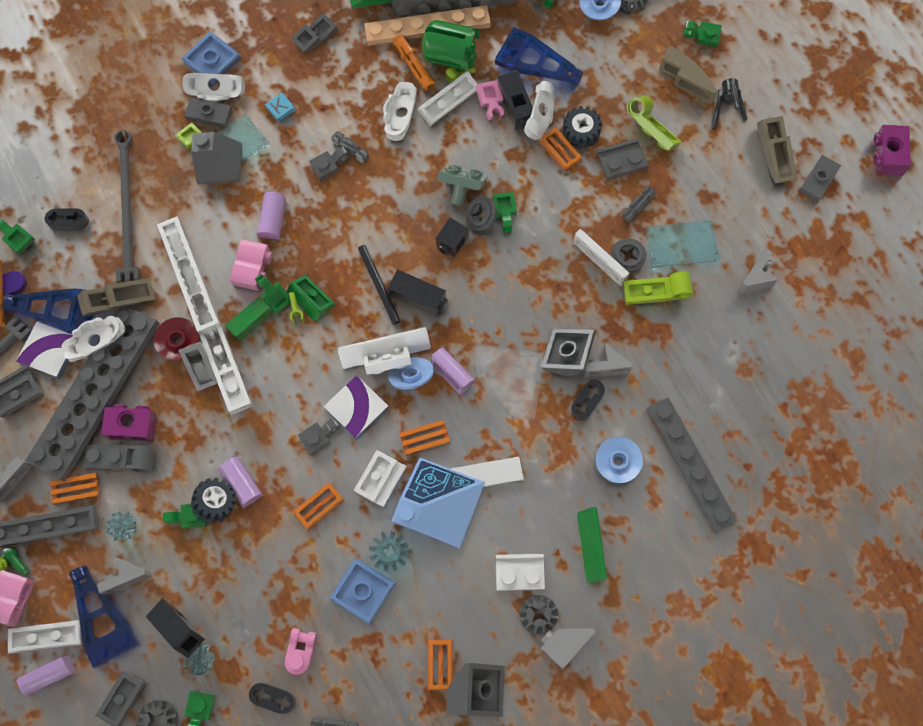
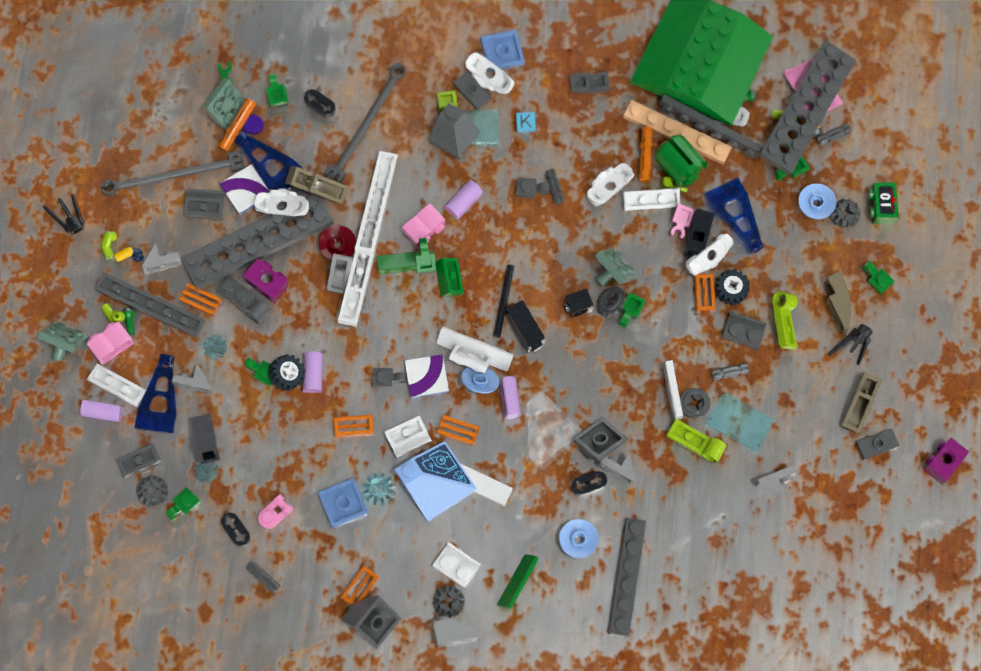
camera: 25 degrees right, 0 degrees up
(295, 310) = (432, 280): lime hand -> none

